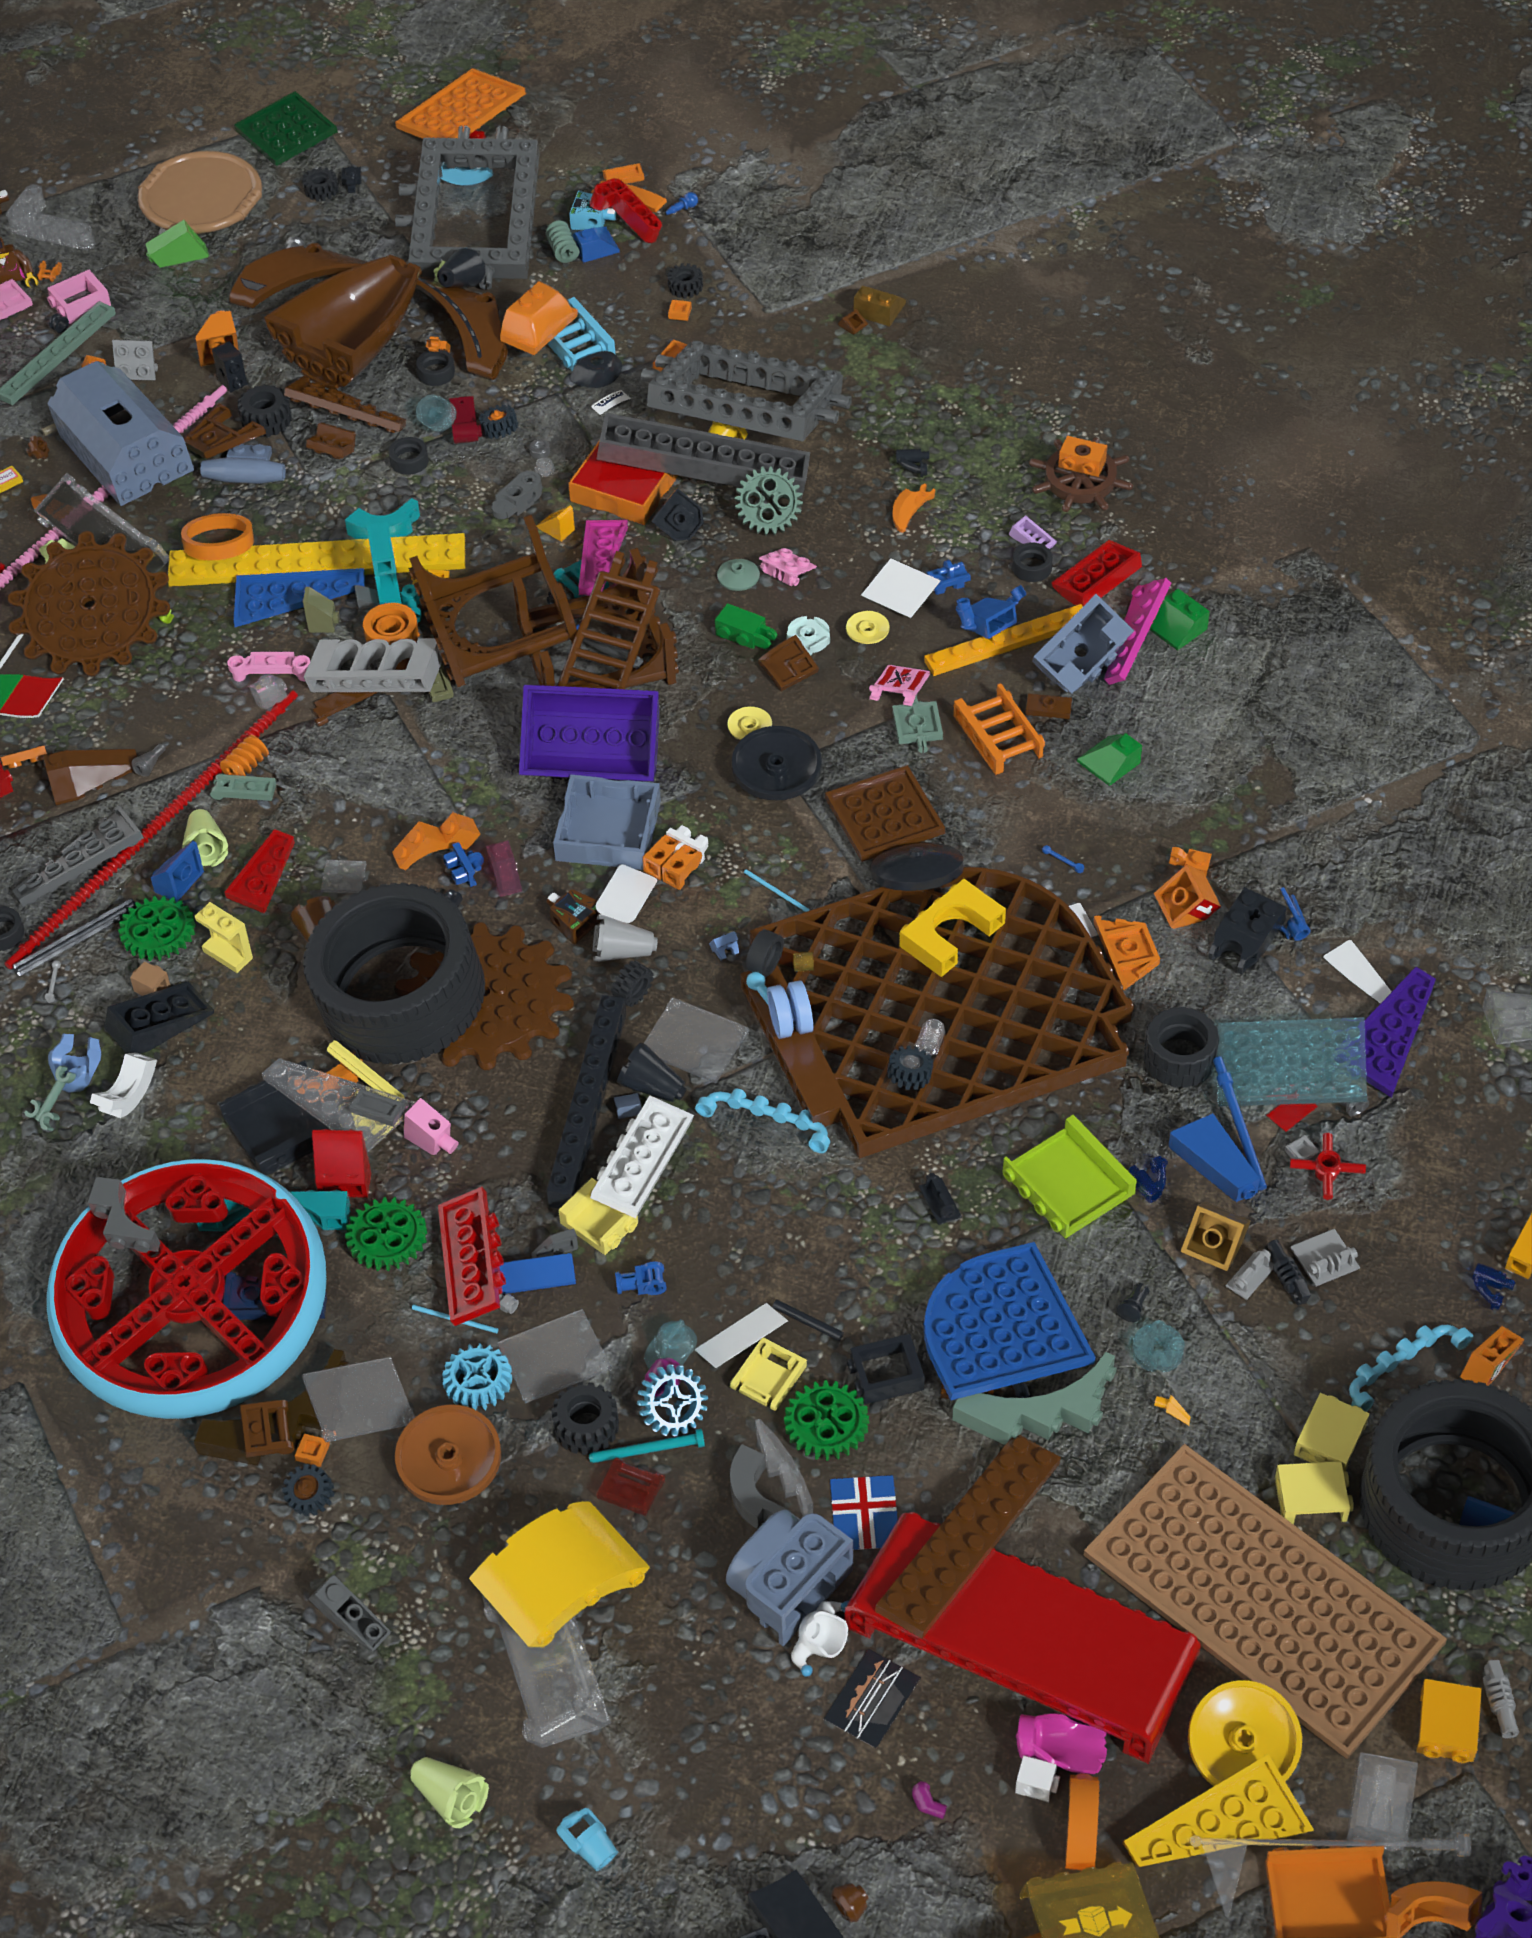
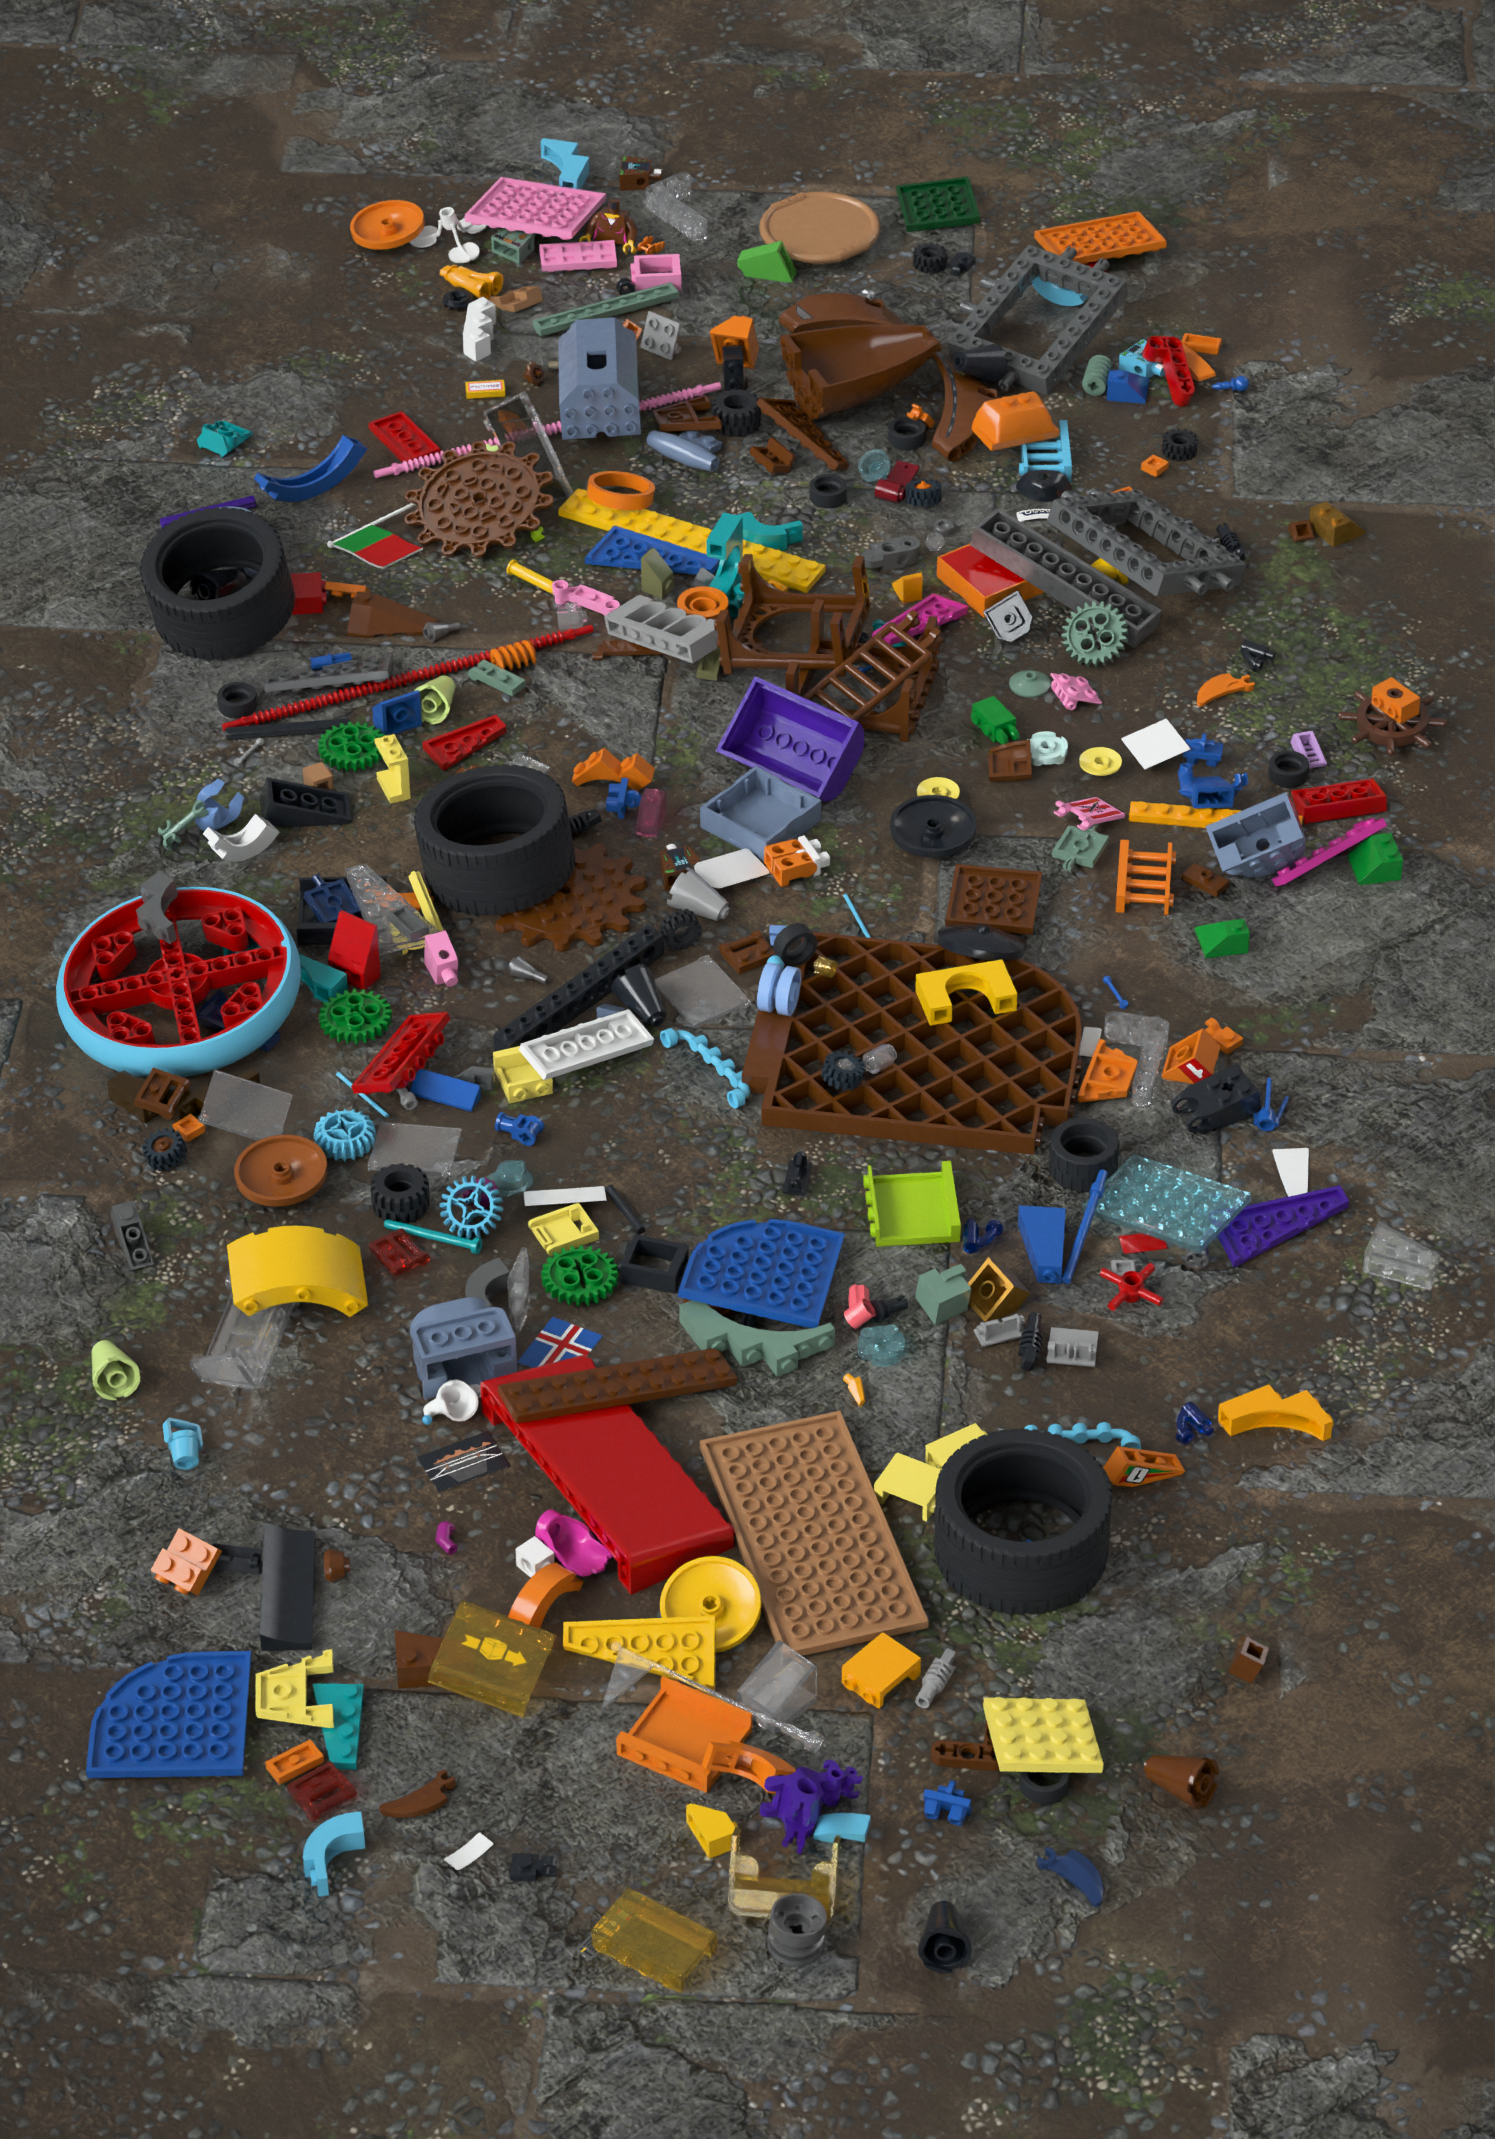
camera: 30 degrees right, 10 degrees down
(61, 842) = (318, 662): none -> blue axle
(197, 664) = (530, 576): none -> yellow pin
(271, 1115) = (330, 898): none -> dark blue plate
(509, 1098) = (521, 968): none -> flat silver cone
(711, 979) = (749, 957): none -> reddish brown plate
(804, 357) = (1230, 541): none -> black hinge
(1115, 1320) = (860, 1308): none -> coral piece
(1139, 890) = (1146, 1032): none -> clear beam
(1179, 1266) = (943, 1293): none -> sand green plate

